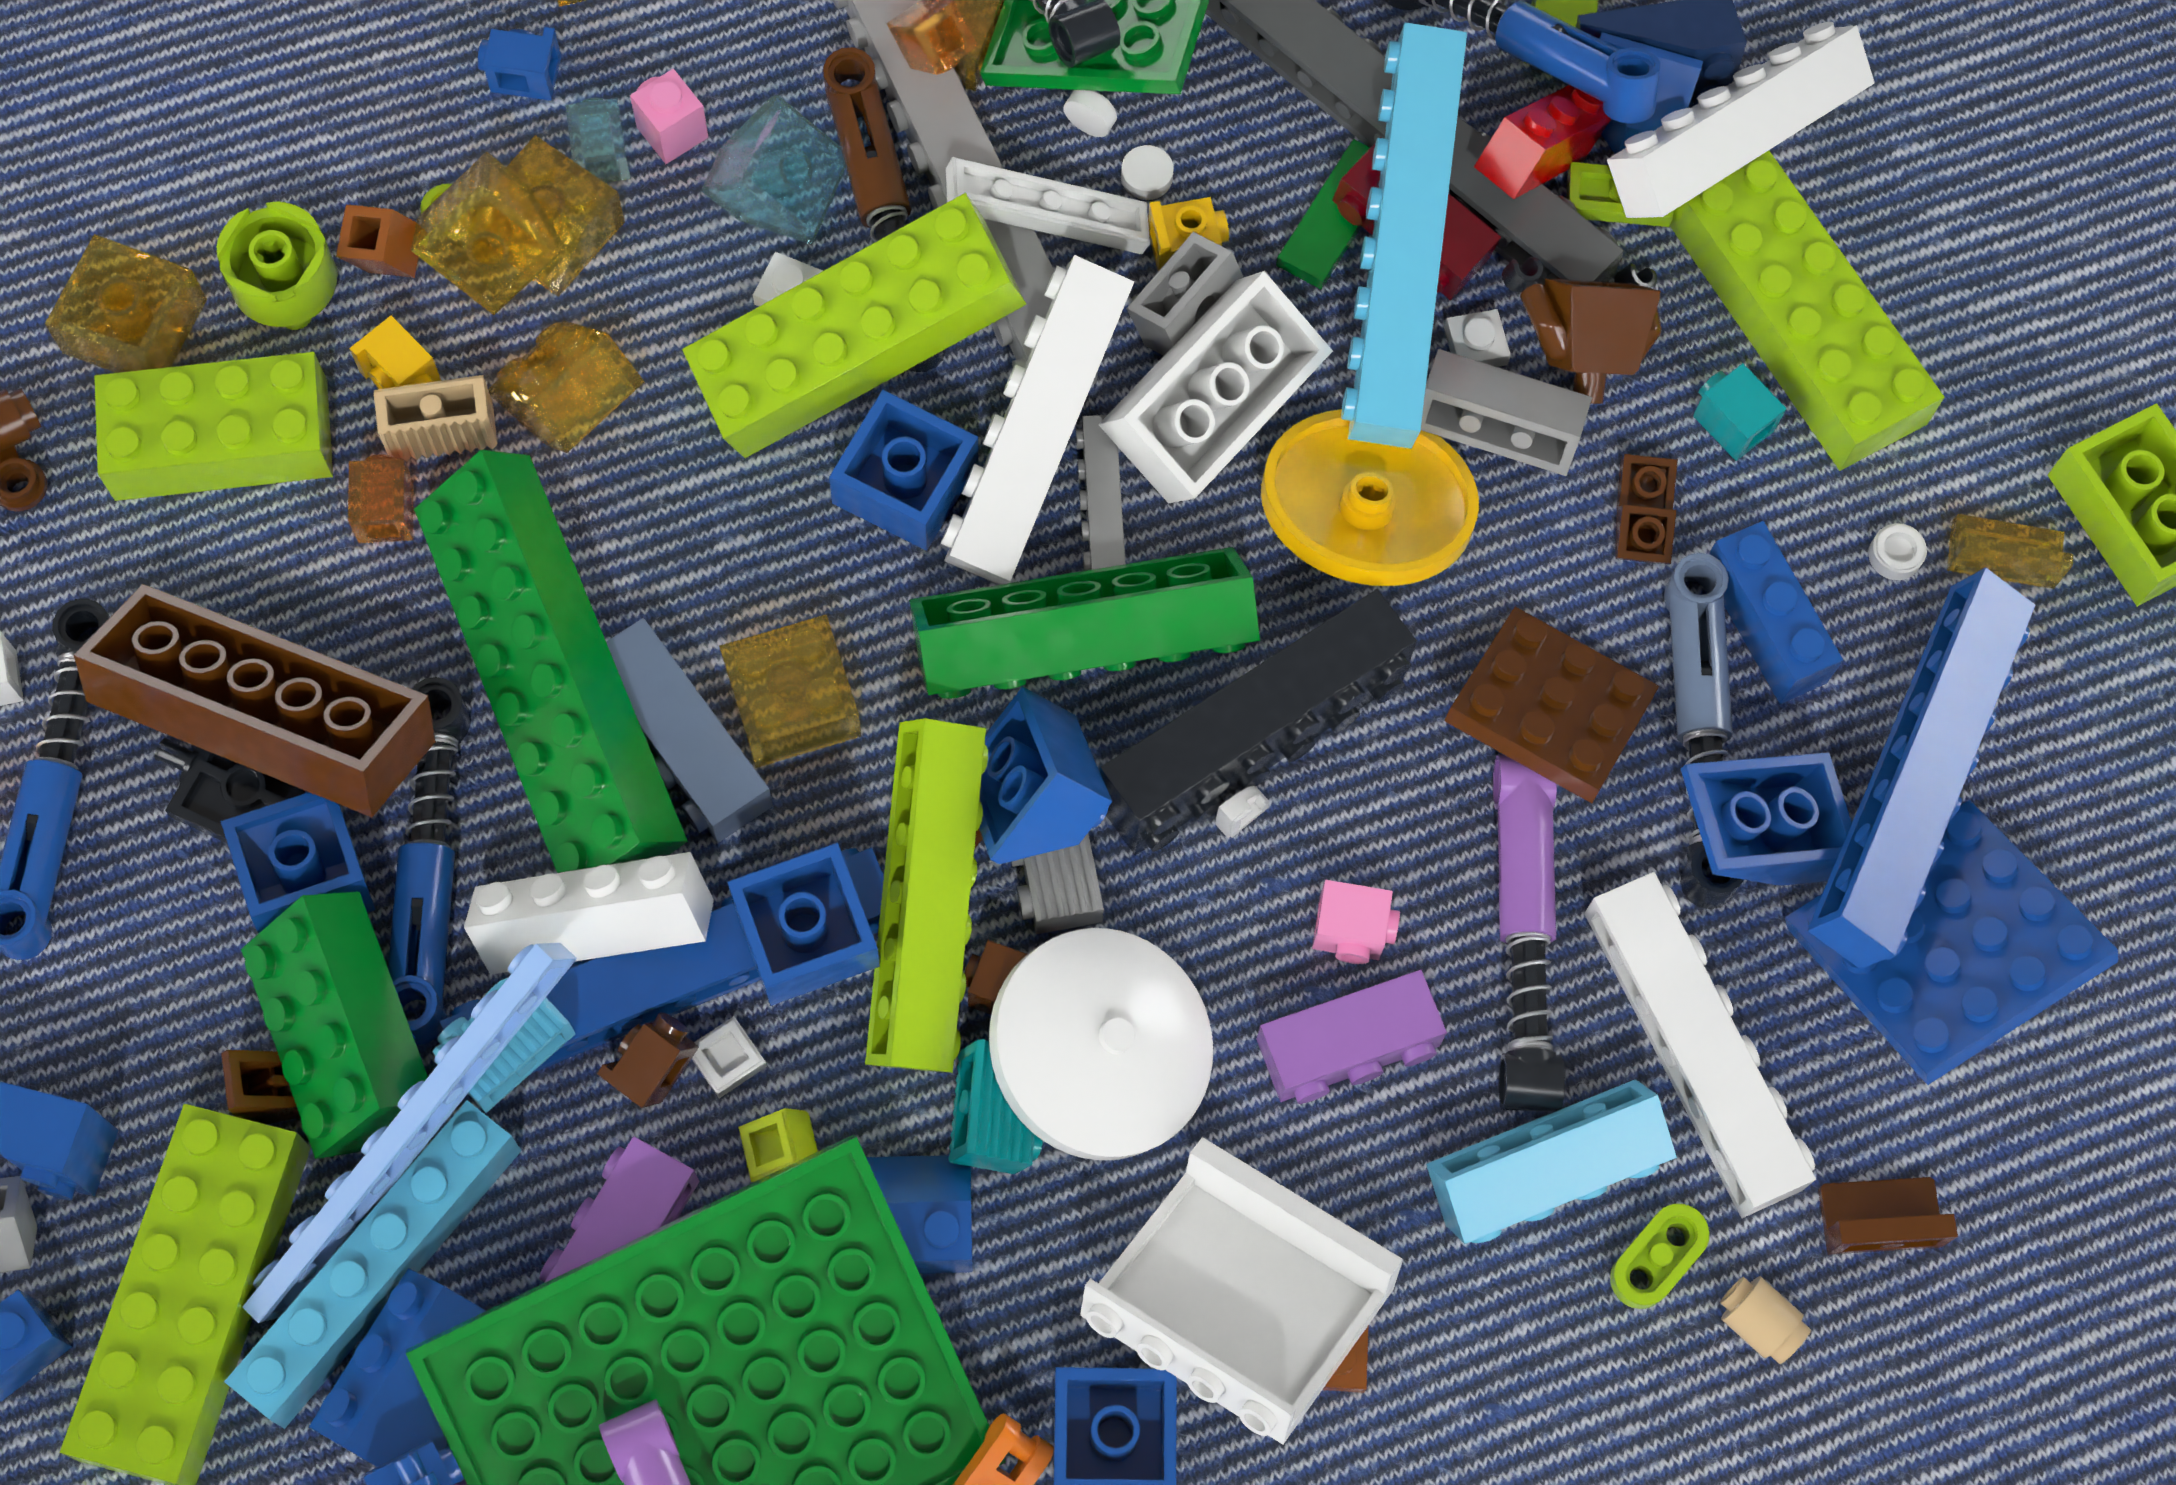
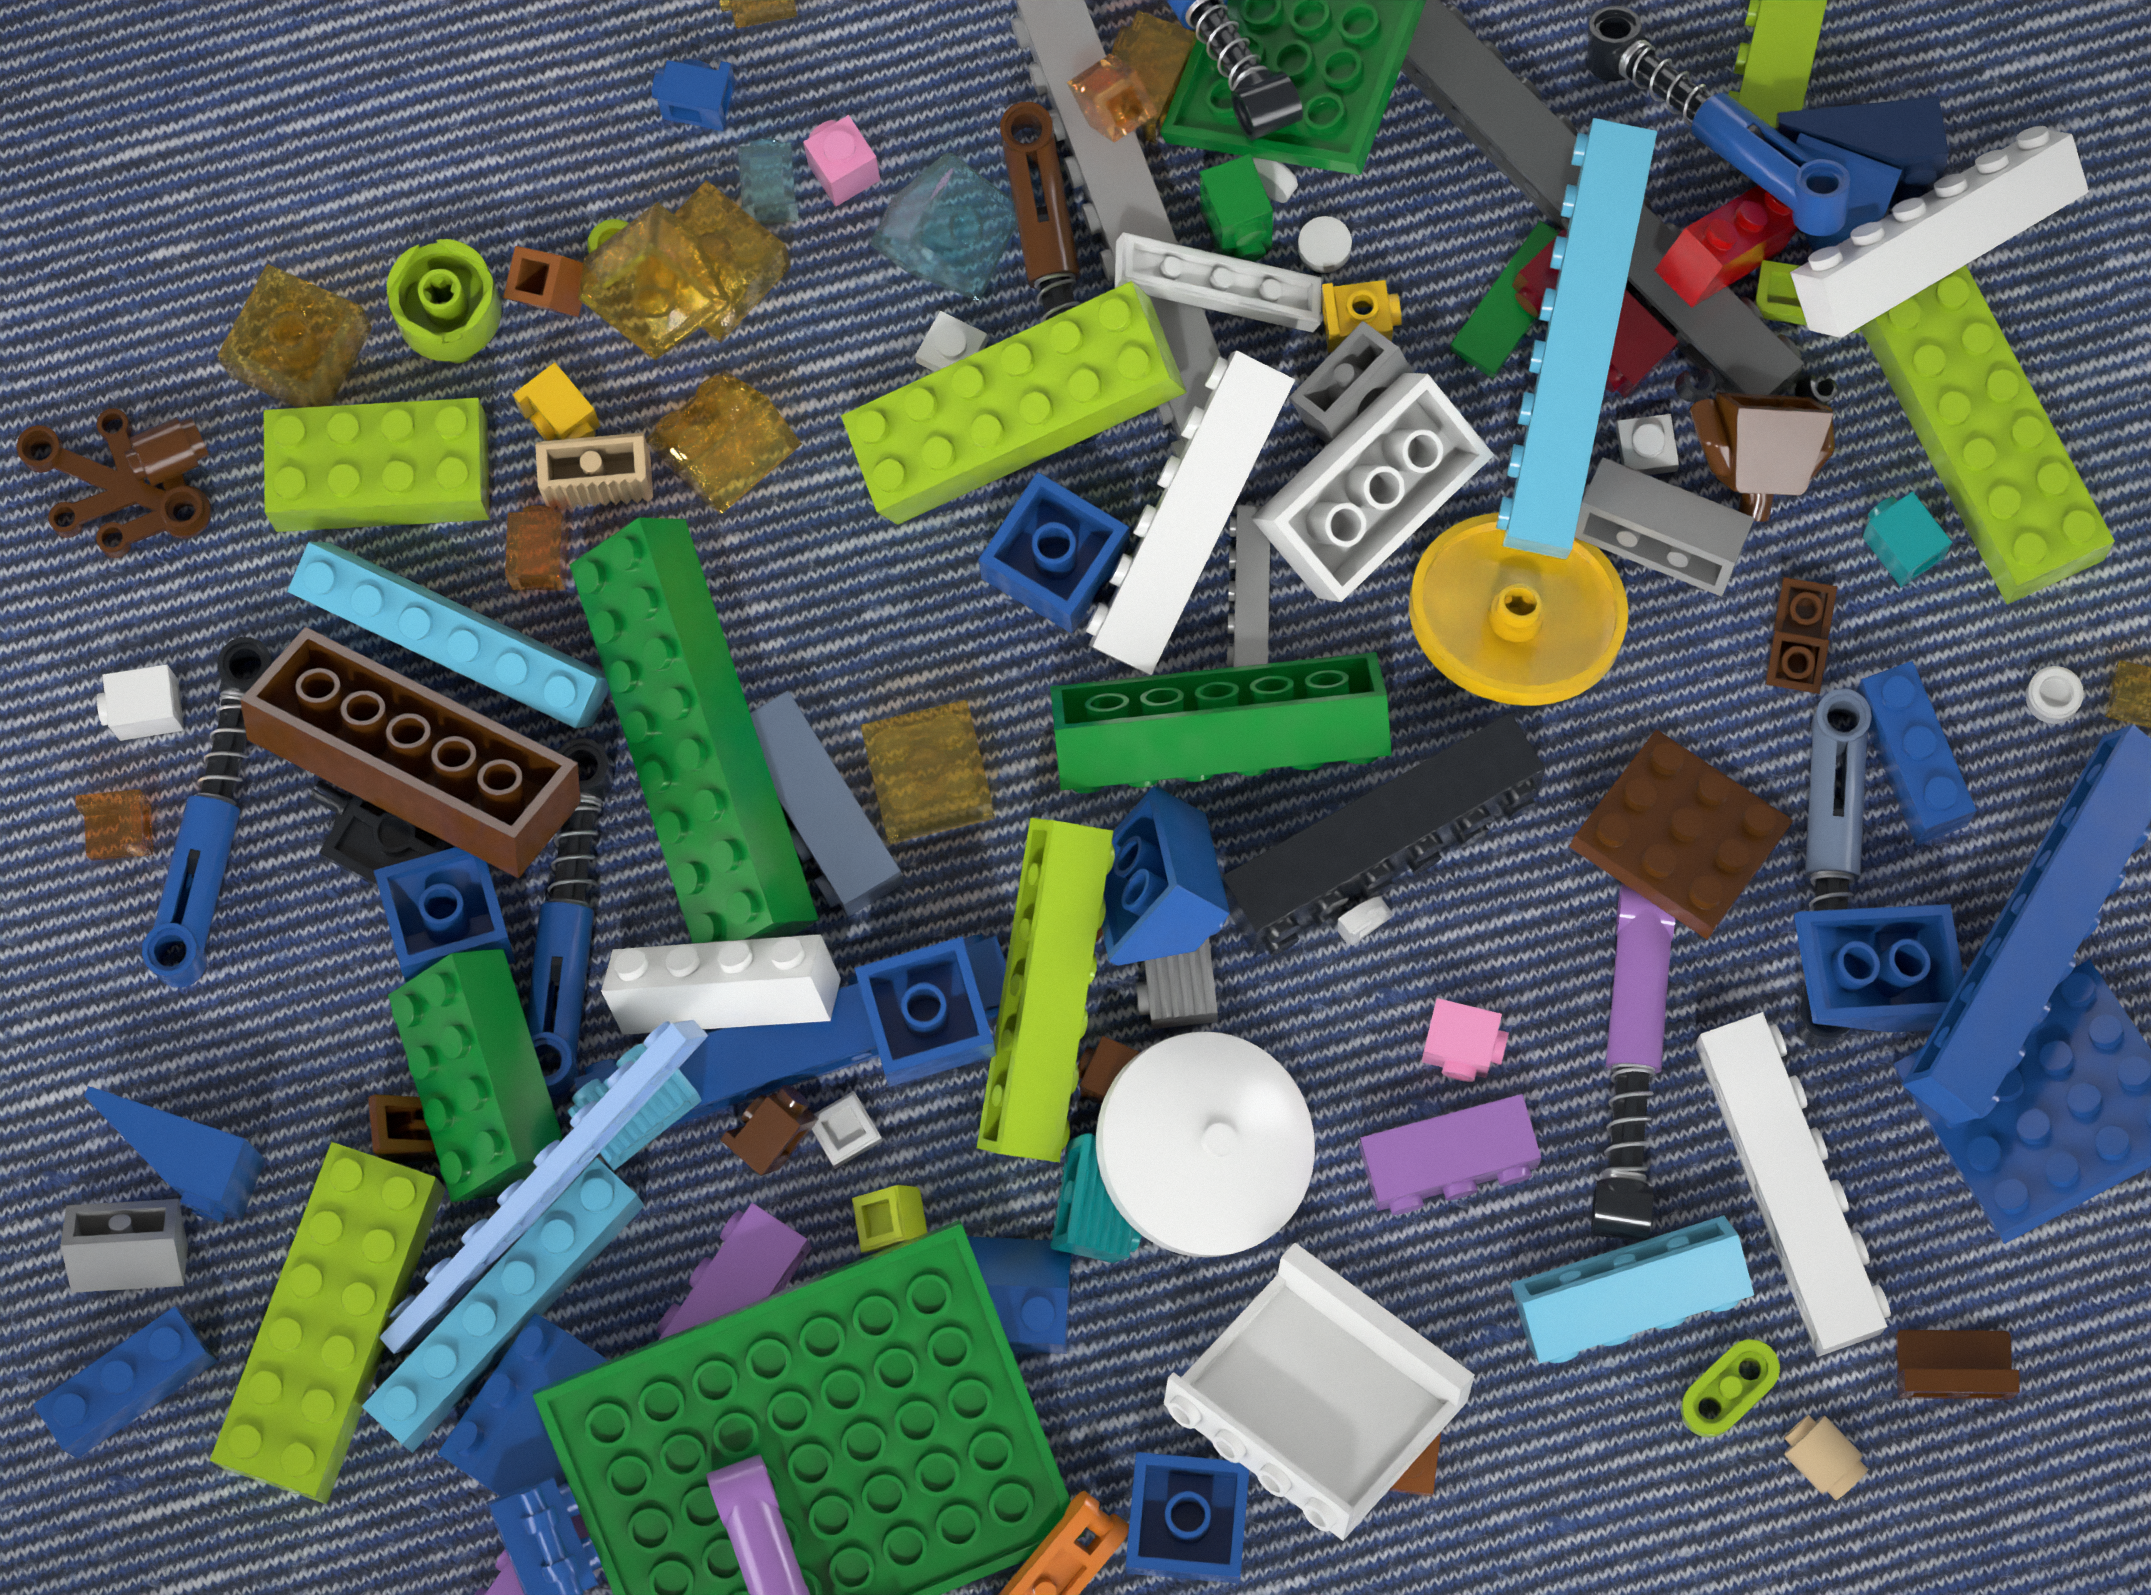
camera: 15 degrees right, 5 degrees up
(294, 585) = (450, 634): none -> medium azure brick
(1060, 134) = (1236, 209): none -> green brick

